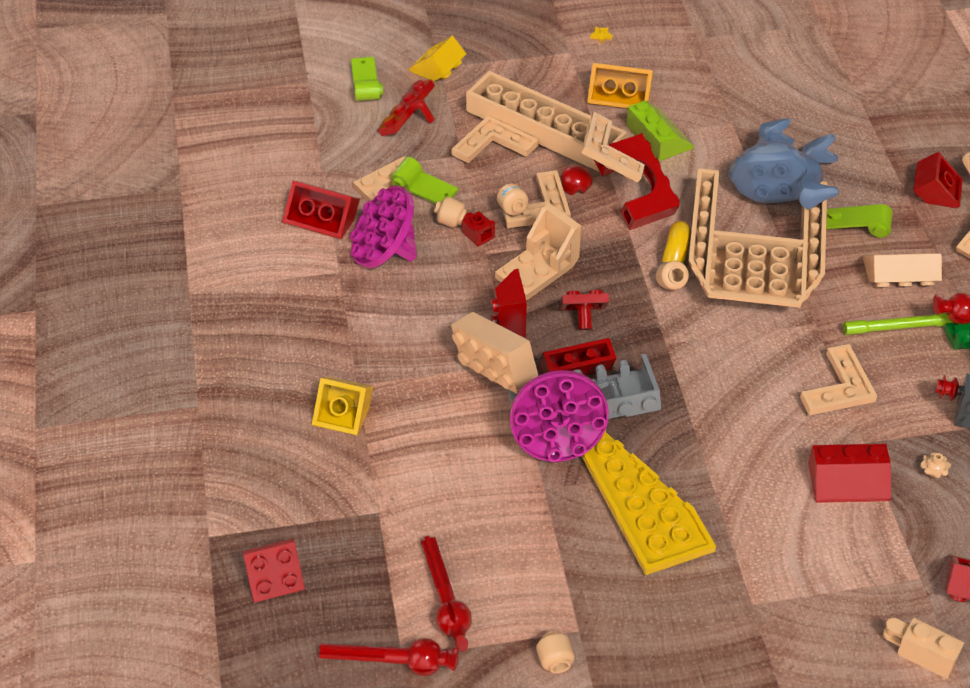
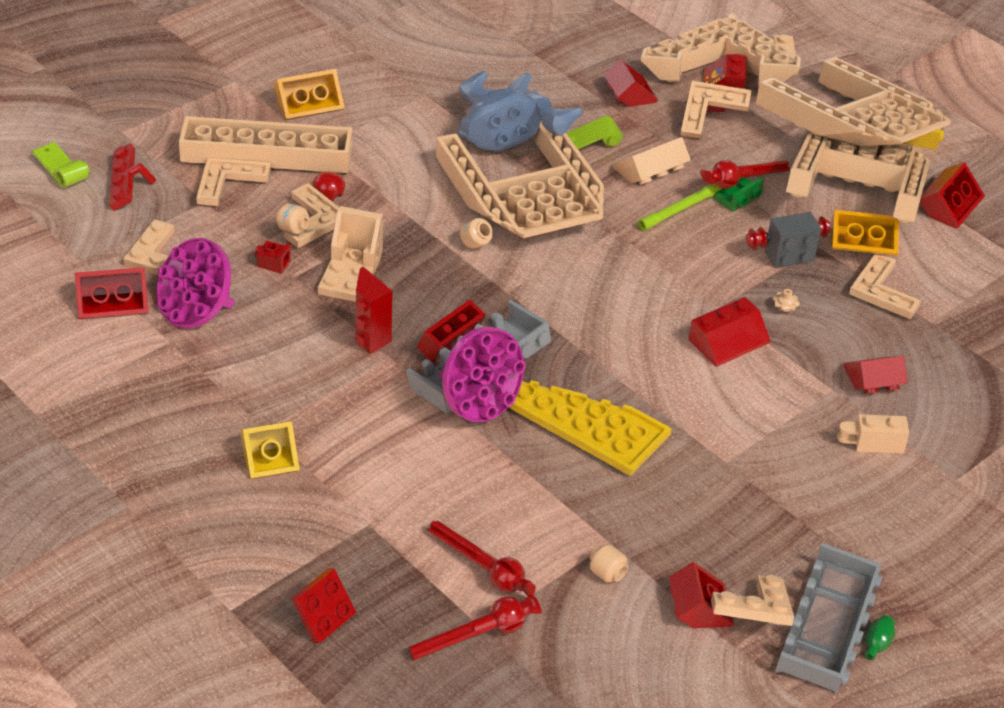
camera: 35 degrees left, 5 degrees down
(412, 178) = (175, 232): lime door -> none
(439, 60) = (120, 124): yellow slope -> none
(450, 212) = (239, 251): light nougat head -> none
(494, 351) = (383, 347): light nougat brick -> none
(584, 304) = (422, 283): red plate -> none
(596, 148) = (349, 145): light nougat plate -> none
(601, 34) = (253, 56): yellow piece -> none
(658, 129) = (368, 122): lime slope -> none
(661, 200) = (379, 143): red arch -> none
(677, 242) = (461, 204): yellow cylinder -> none
(852, 392) = (682, 272): light nougat plate -> none

